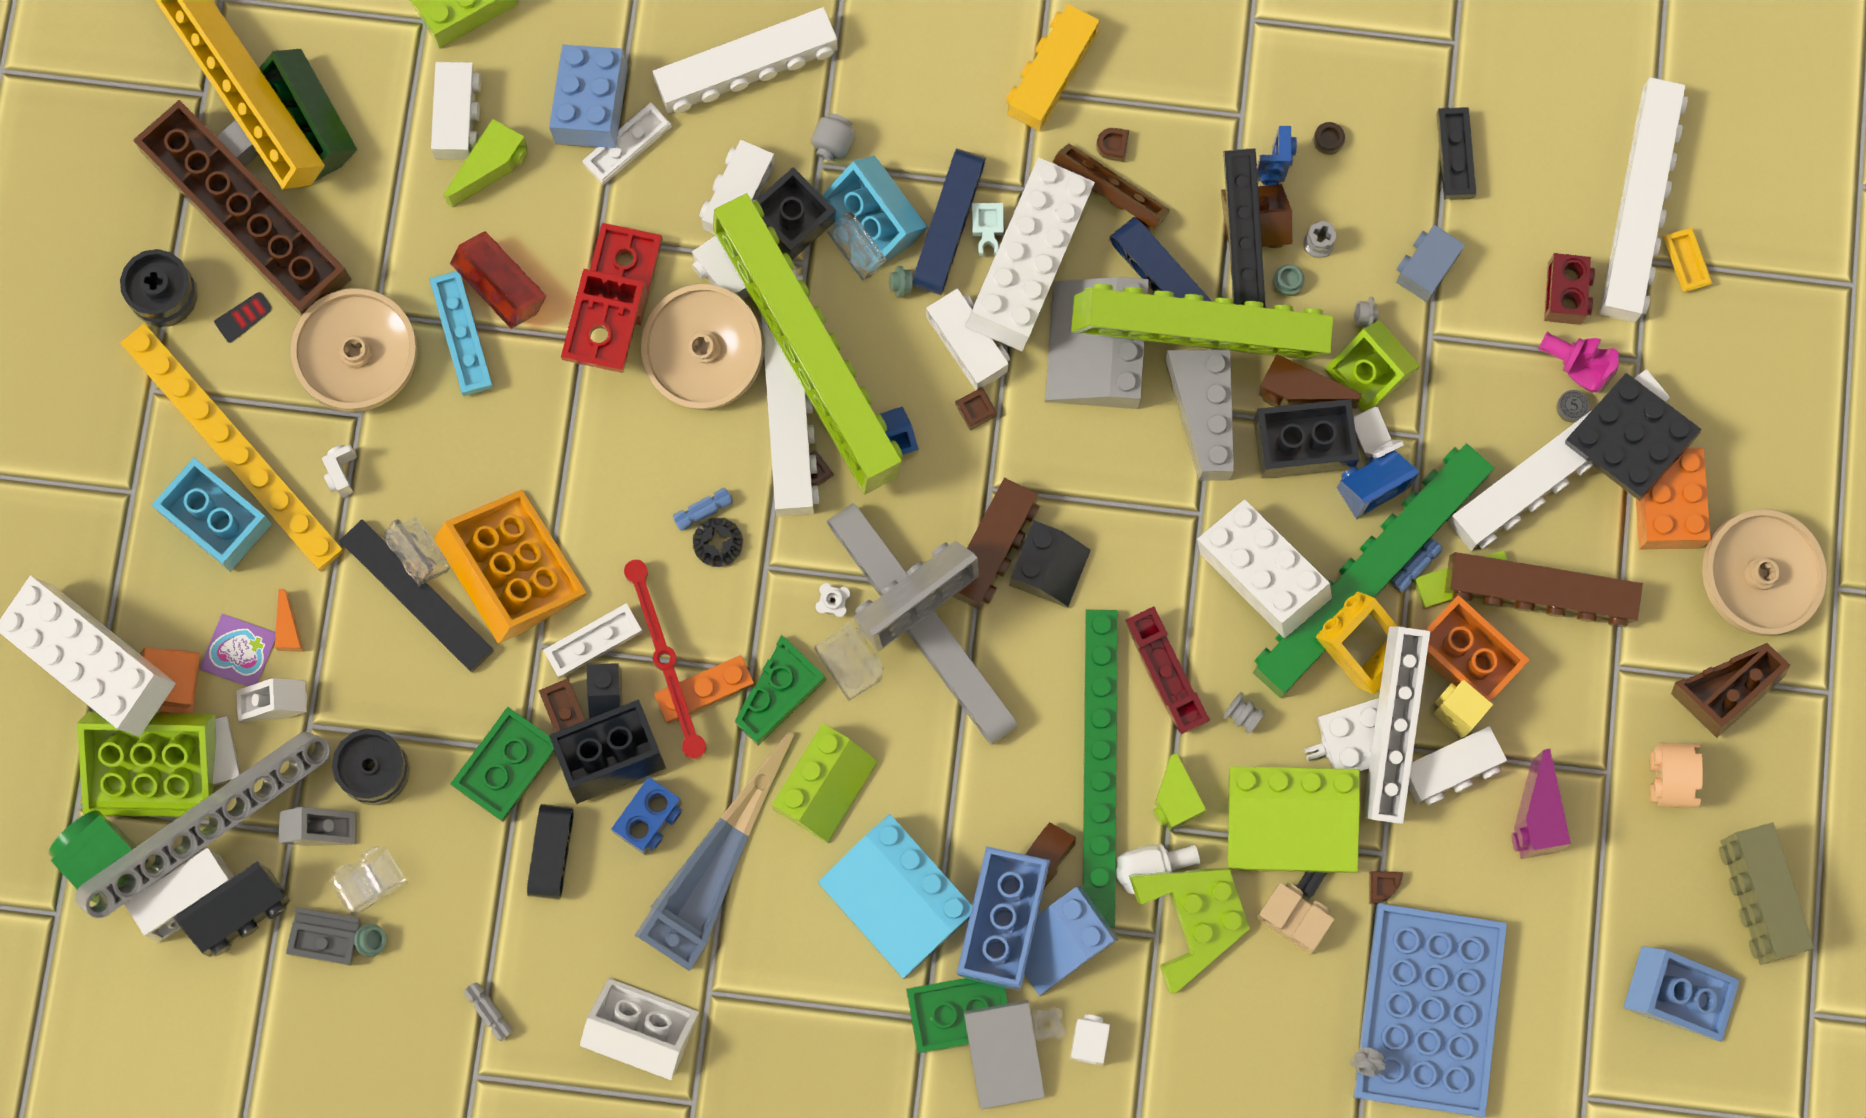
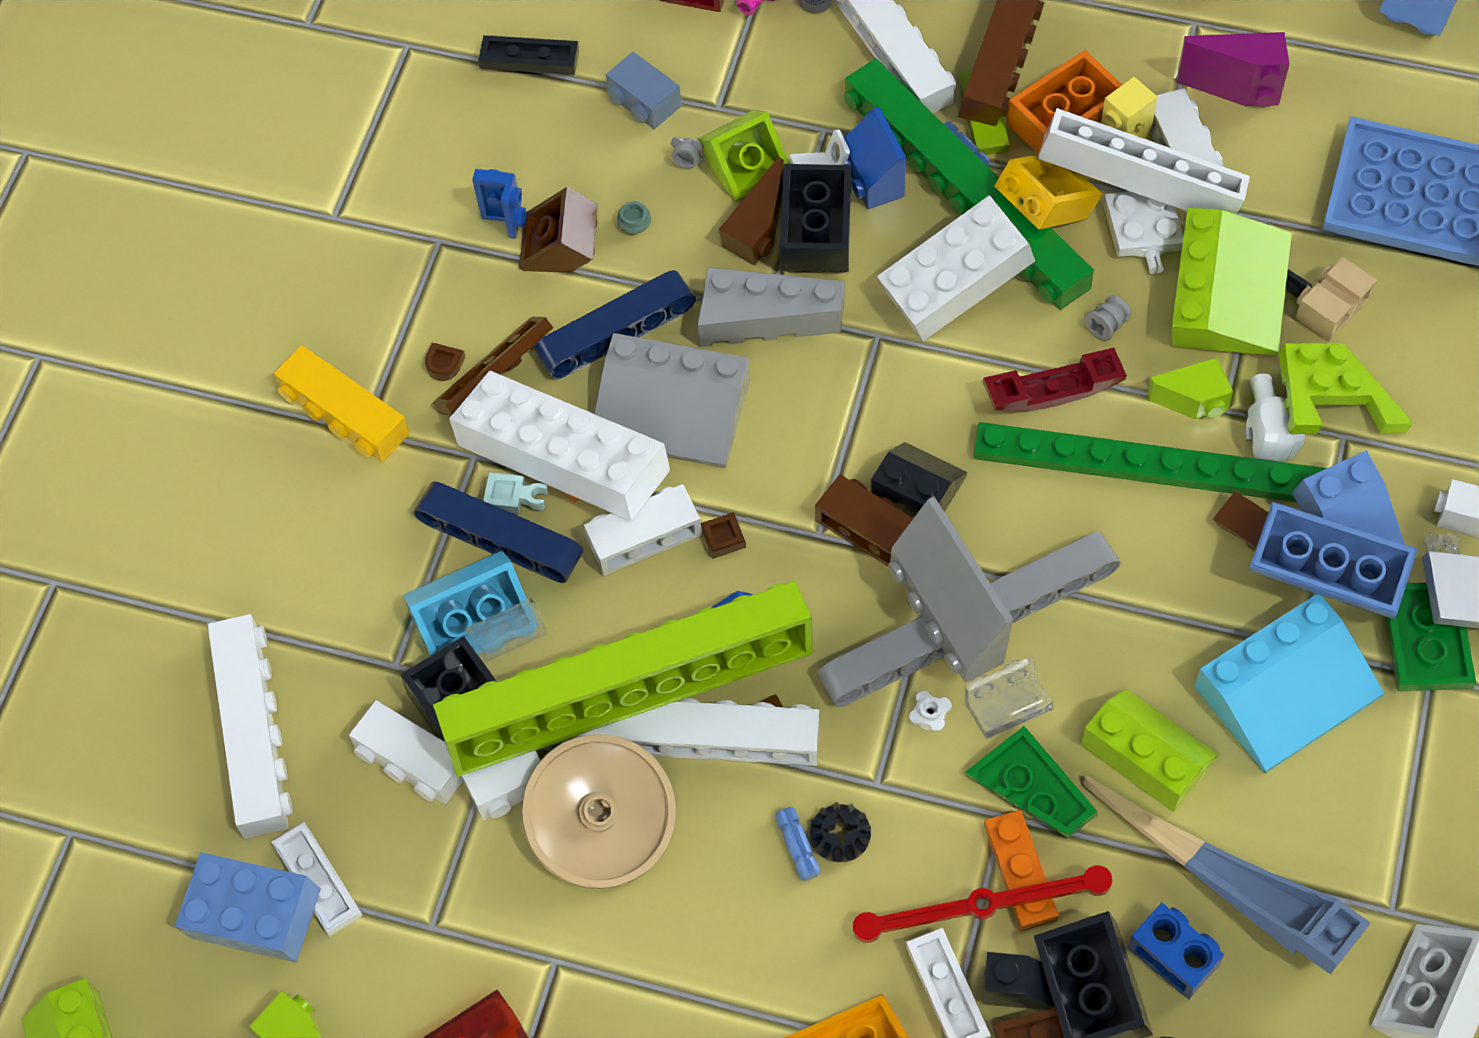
camera: 75 degrees left, 15 degrees down
(611, 298) = (517, 907): red bracket -> none
(833, 137) = (368, 638): light grey head -> none
(900, 281) = (559, 590): sand green plate -> none
(1202, 323) = (677, 280): lime brick -> none
(1244, 226) = (590, 235): black tile -> none
(1316, 248) = (596, 181): light grey bush -> none
(1329, 138) = (484, 159): dark brown tile -> none
(1383, 885) = (1301, 222): reddish brown tile -> none

